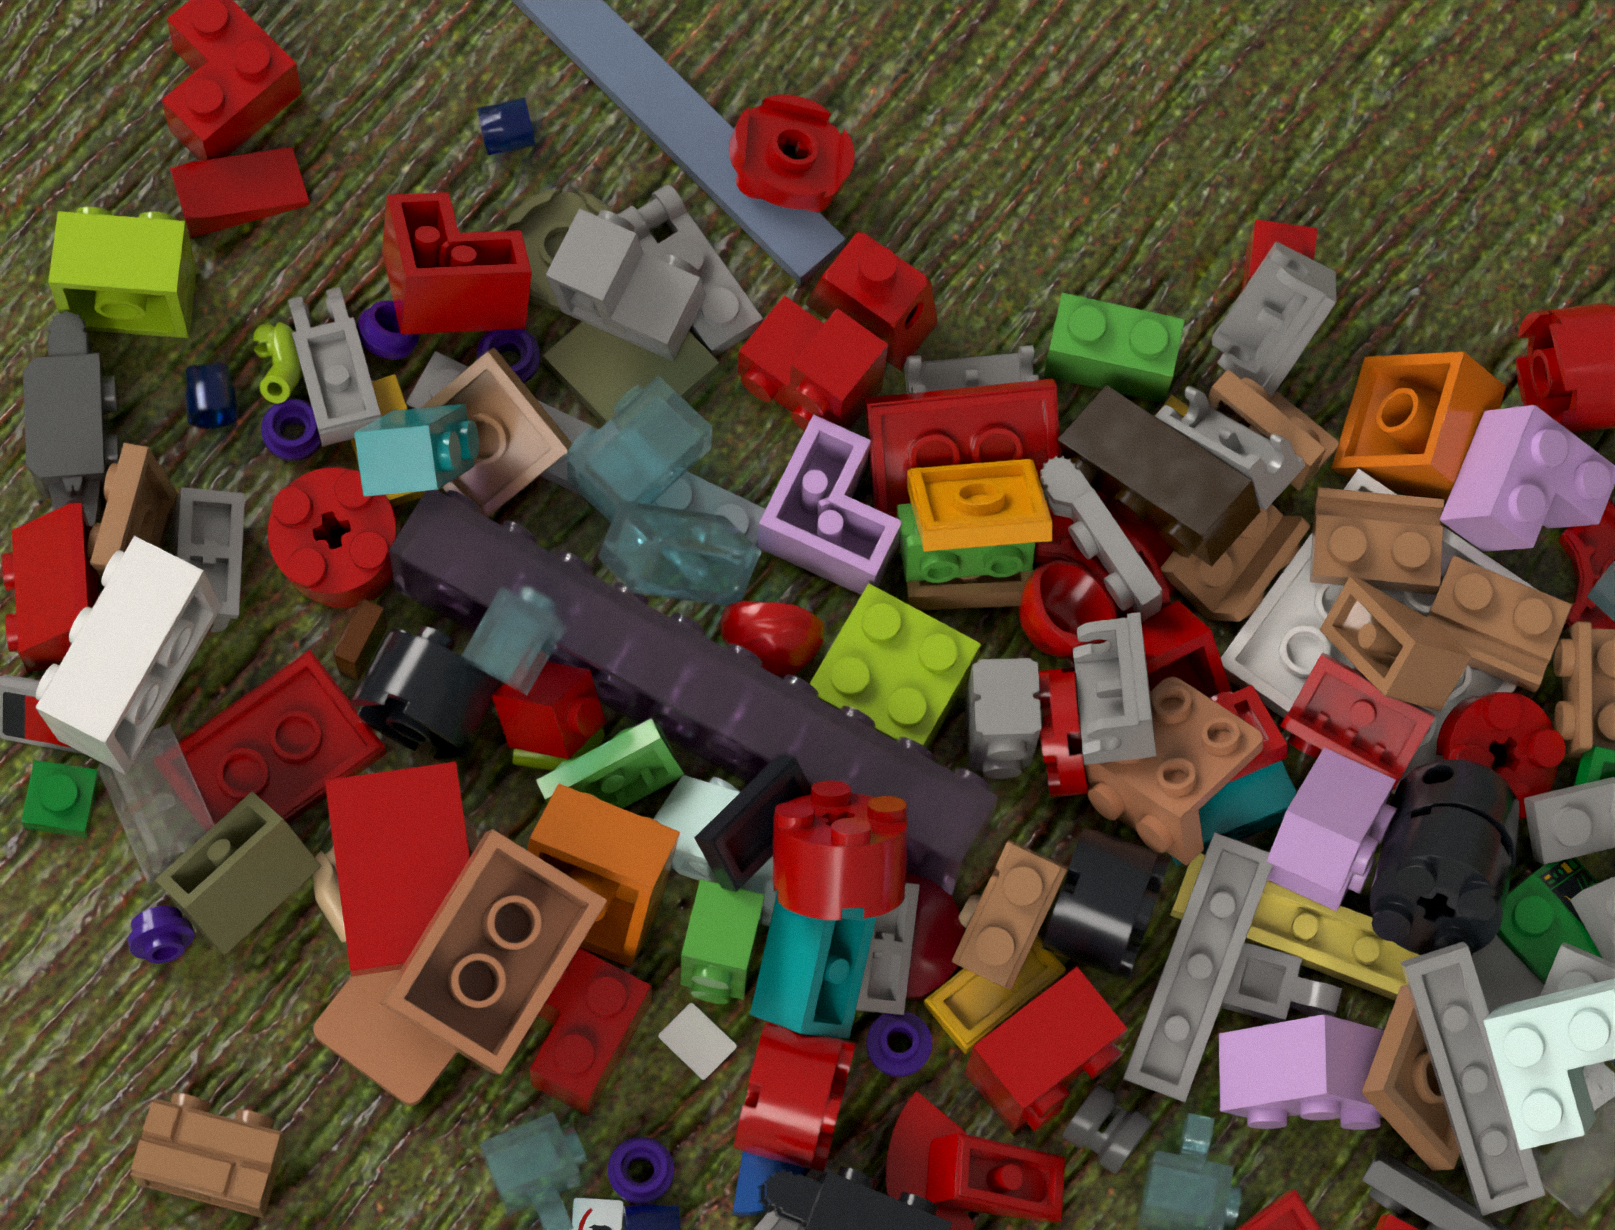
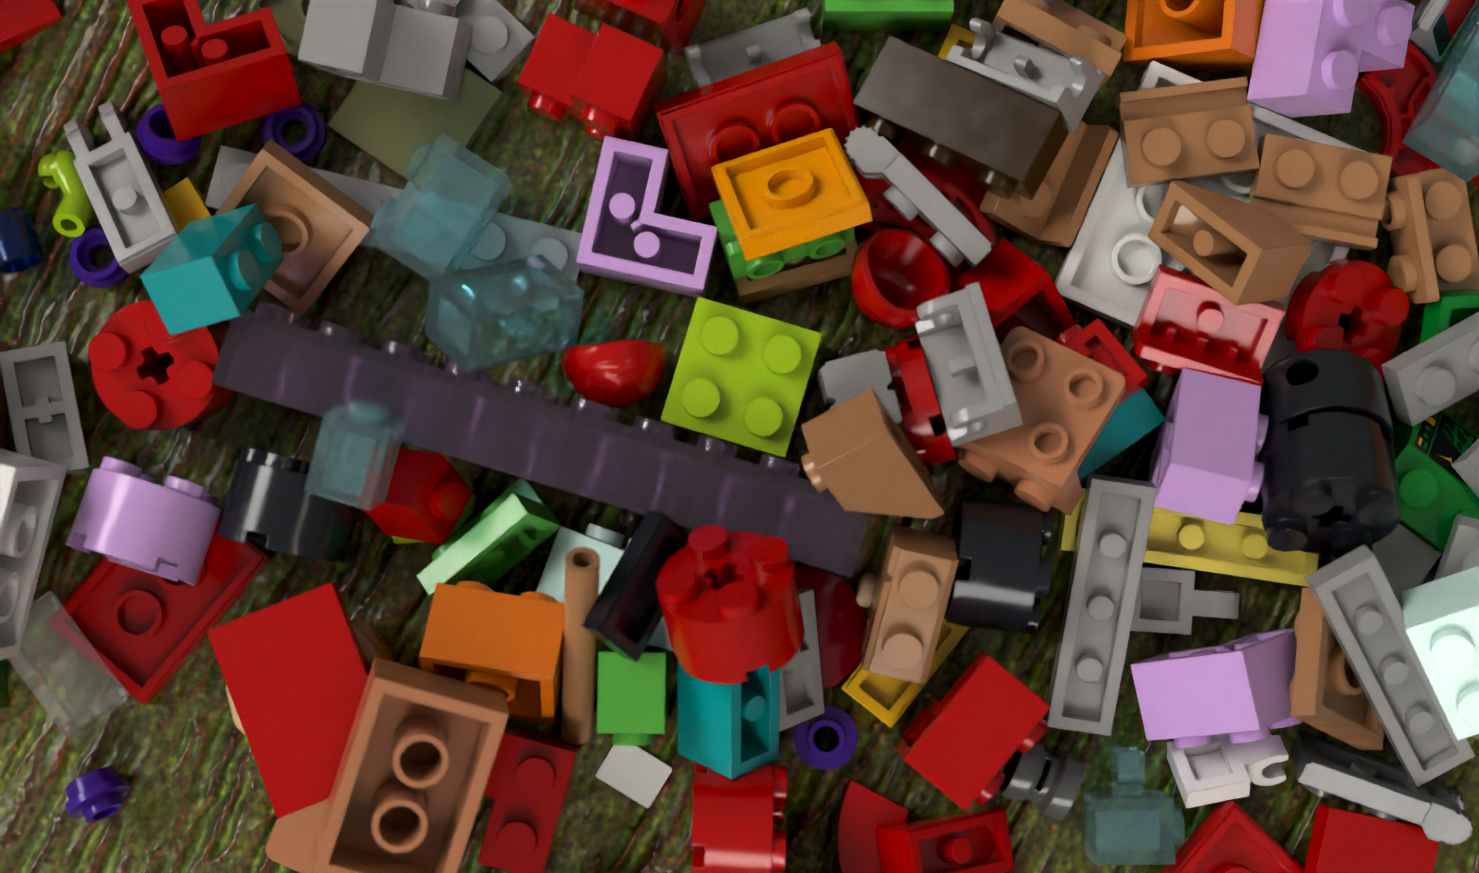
camera: 10 degrees left, 15 degrees up
(238, 872) = (152, 725): olive brick -> none
(286, 673) = (145, 523): none -> lavender brick
(360, 639) = (216, 457): reddish brown tile -> none
(680, 877) = (579, 645): none -> medium nougat piece
(1000, 754) = (868, 461): none -> medium nougat slope
(1289, 1159) = (1224, 769): none -> white plate

